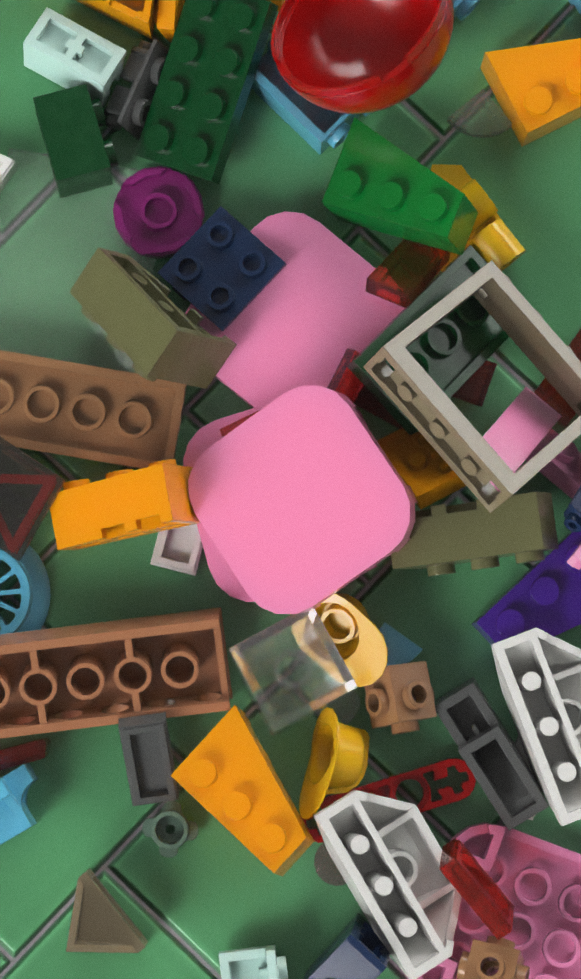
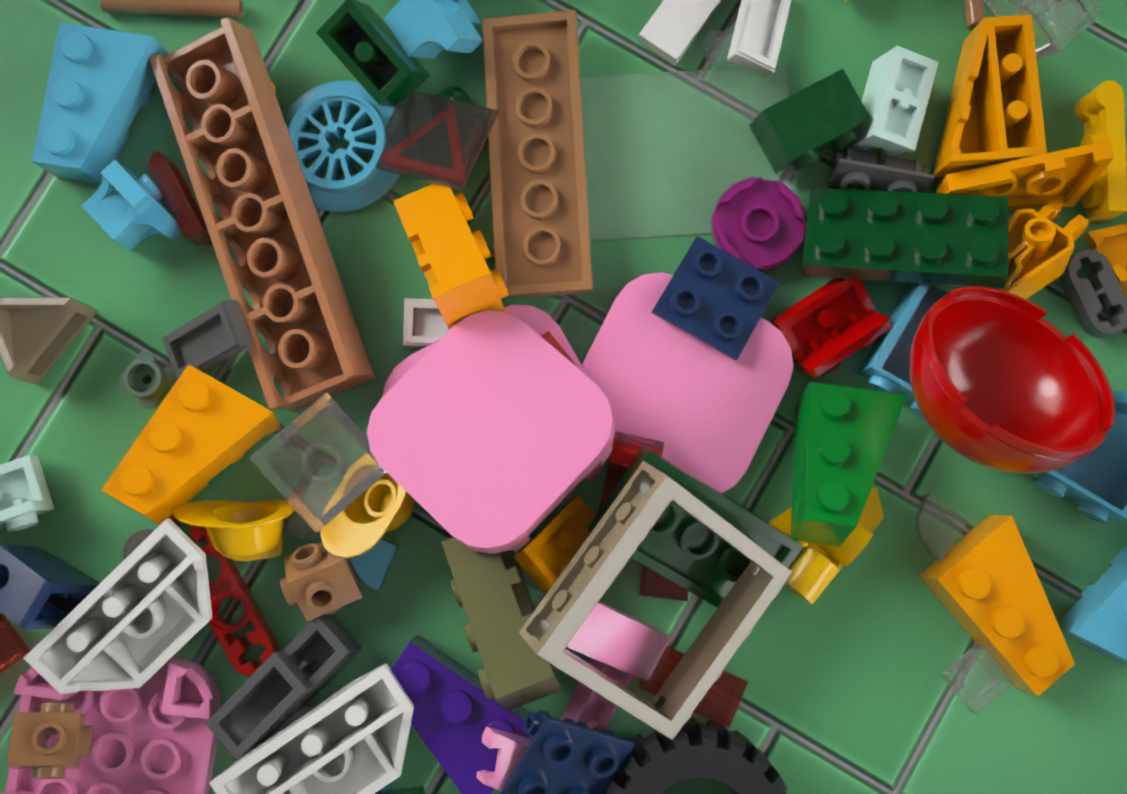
camera: 75 degrees right, 0 degrees up
(146, 323) = (639, 232): olive wedge -> none
(272, 169) = (831, 326): none -> red bracket
(406, 272) = (757, 485): clear red tile -> none
(477, 888) = (135, 704): clear red tile -> none

